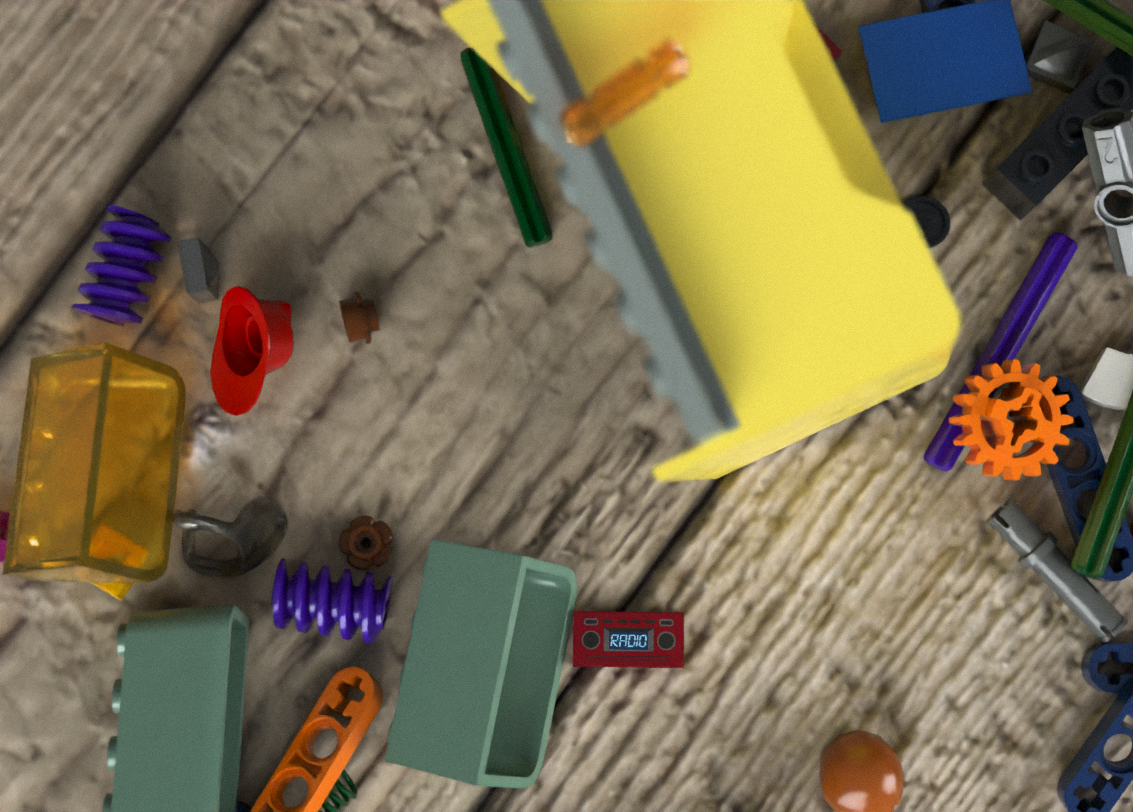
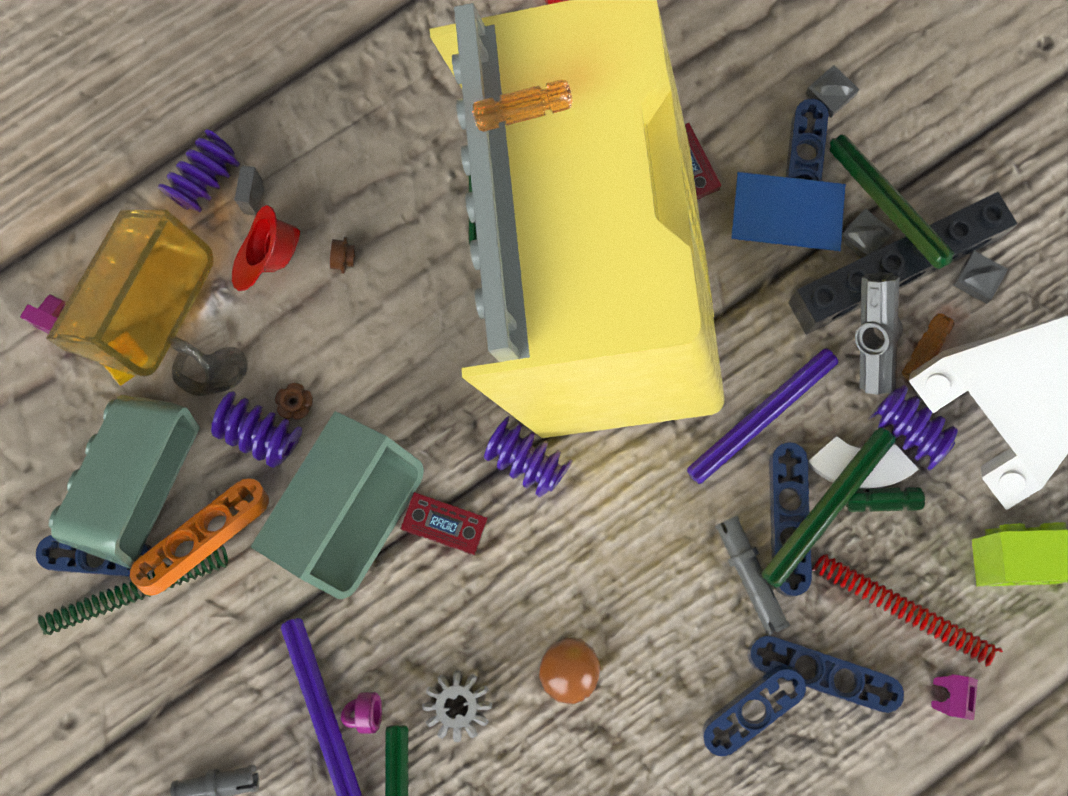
camera: 20 degrees right, 5 degrees down
(712, 516) = (525, 458): none -> dark purple piece
(930, 219) = (739, 315): black piece -> none
(992, 434) = (764, 447): orange gear -> none

